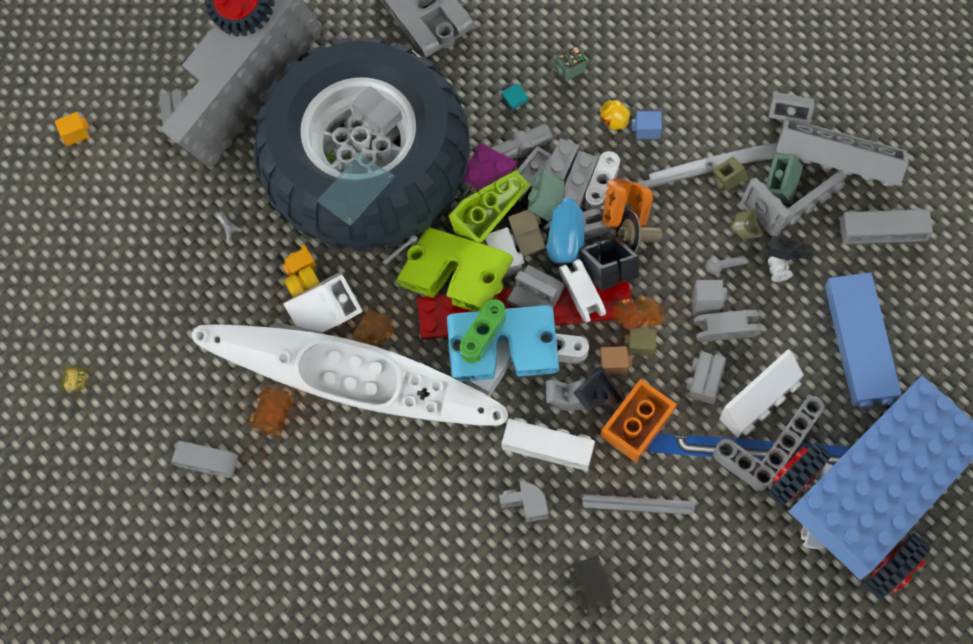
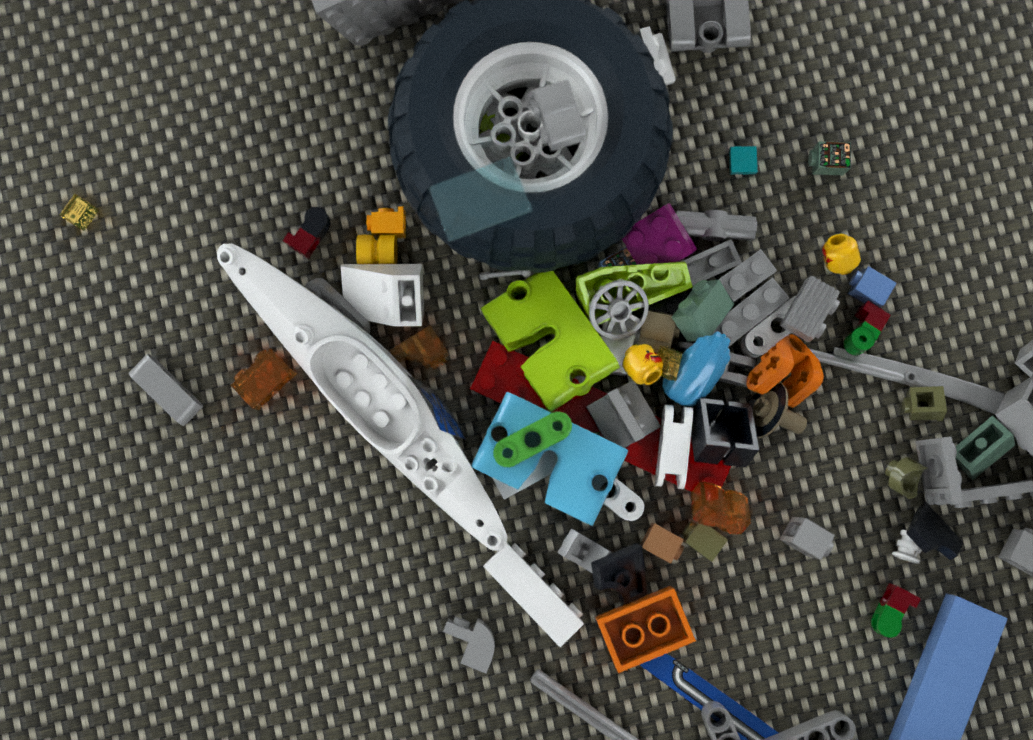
camera: 25 degrees right, 15 degrees up
(228, 226) = (335, 129): light grey bar -> none
(249, 300) = (310, 233): none -> leg
(397, 352) = (441, 413): none -> sticker
(489, 222) = (618, 309): none -> light grey wheel
(527, 248) = (642, 364): none -> yellow head
(543, 238) = (671, 362): none -> clear yellow tile
(615, 154) = (810, 309): none -> light grey brick
(661, 144) = (867, 330): none -> leg
(706, 378) = (748, 622): light grey brick -> none
(715, 266) = (840, 497): light grey bar -> none
(728, 325) = (809, 578): light grey piece -> none
(762, 394) = (796, 680): white slope -> none
(795, 315) = (892, 609): none -> leg

